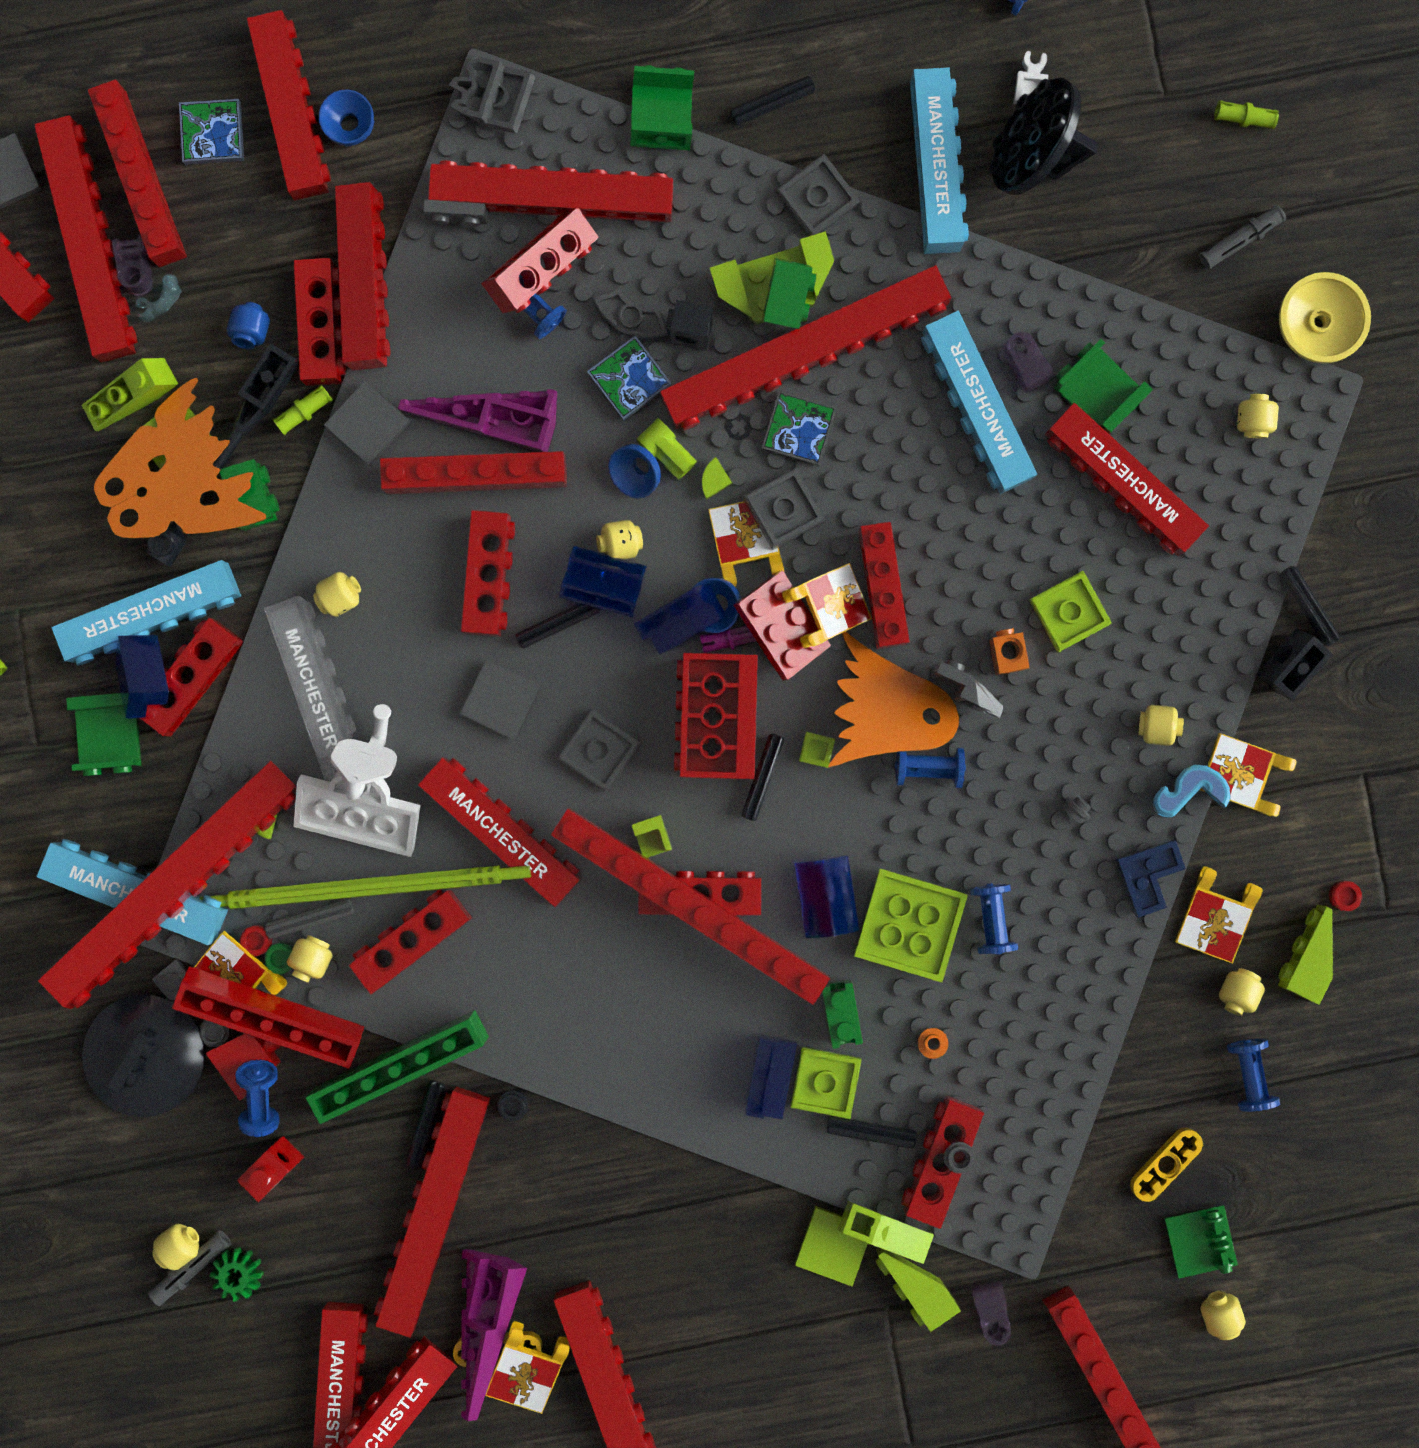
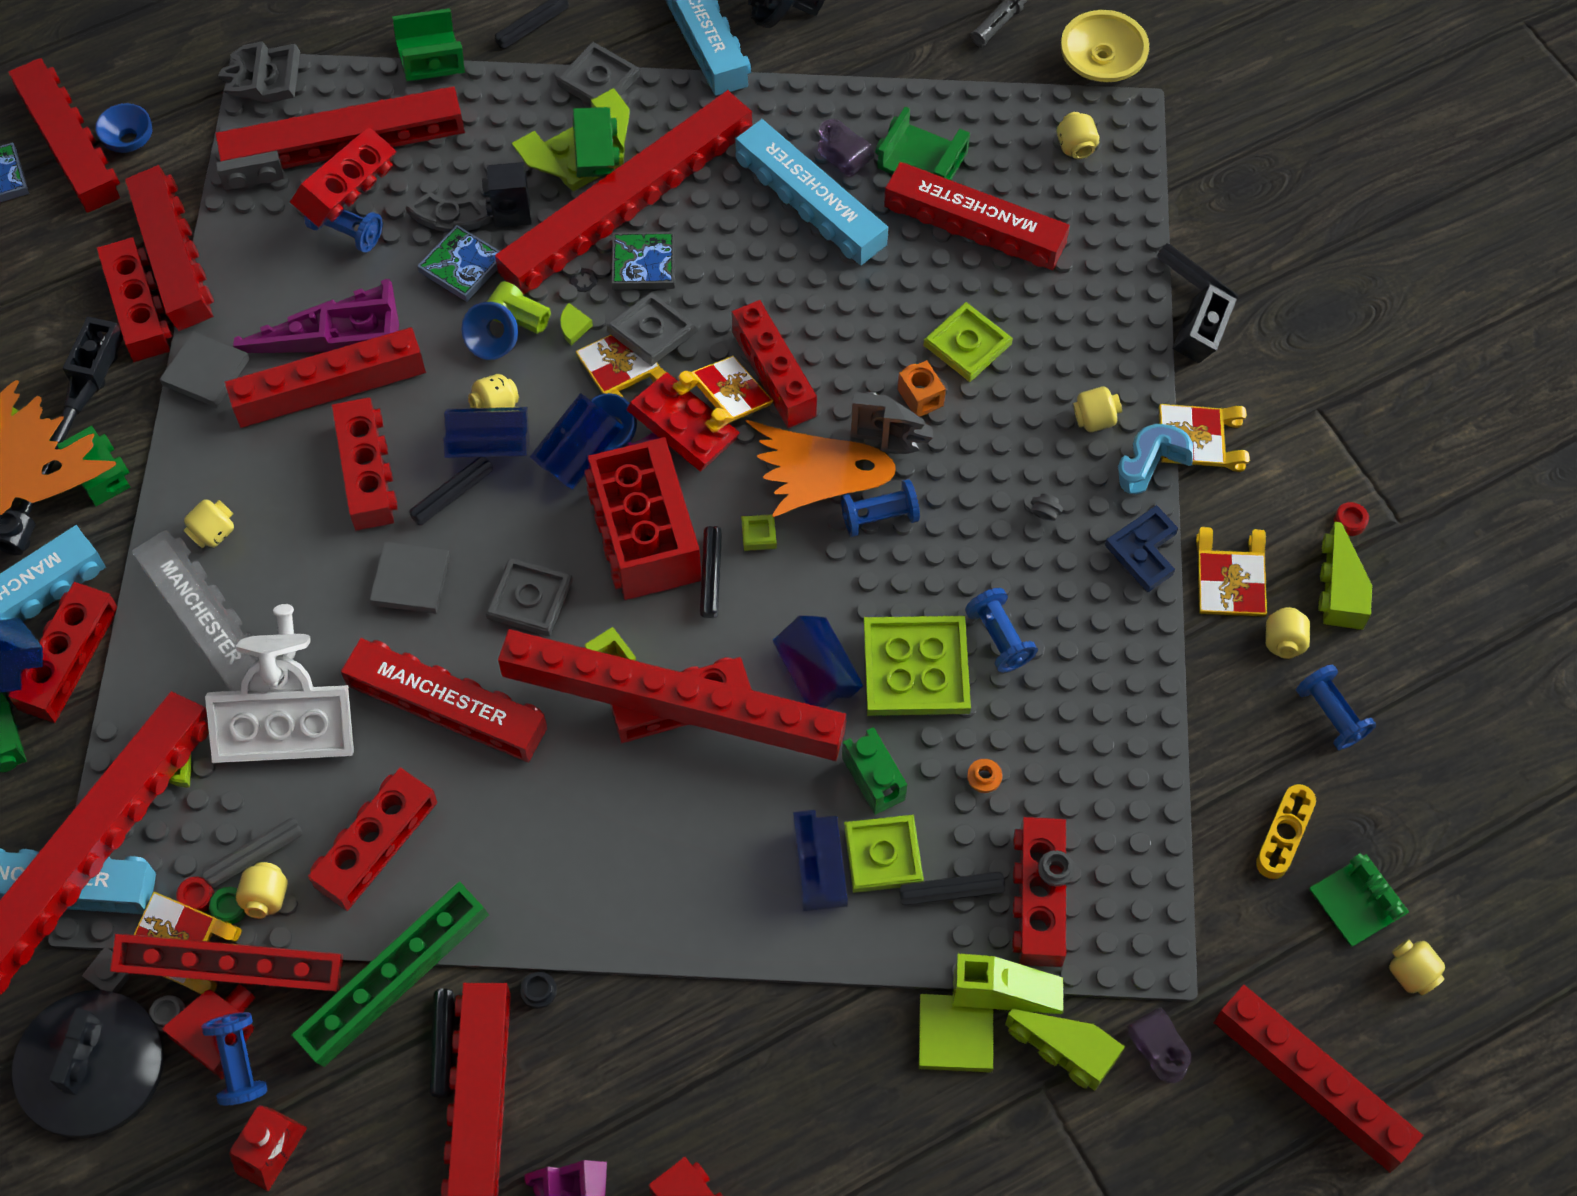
camera: 15 degrees left, 25 degrees down
(248, 325) = (61, 319): blue head -> none
(302, 409) = (134, 378): lime pin -> none
(371, 886) = (313, 793): lime axle -> none

